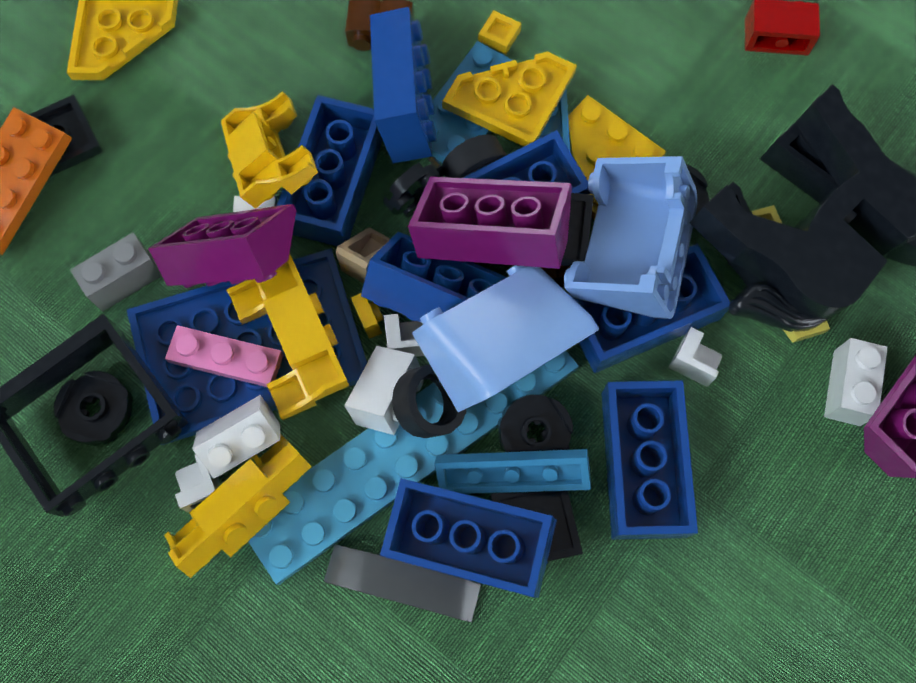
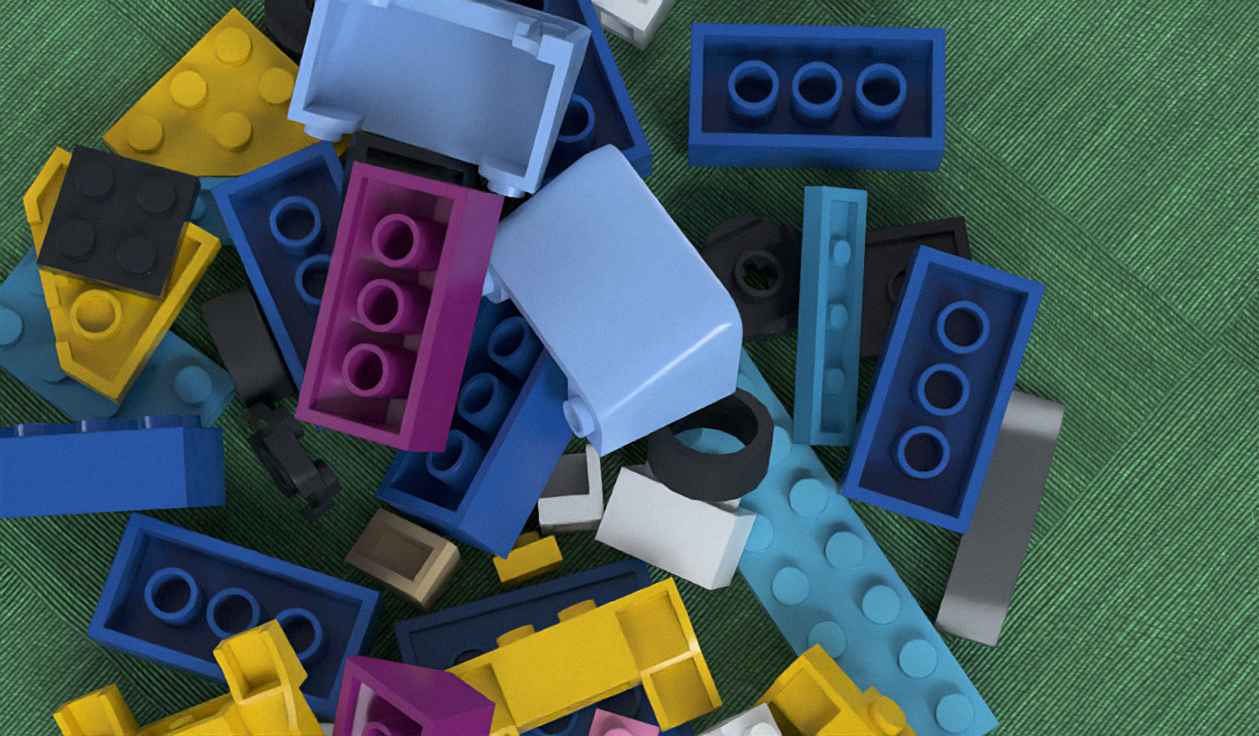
camera: 85 degrees left, 5 degrees up
(536, 93) = (119, 223): none -> black plate

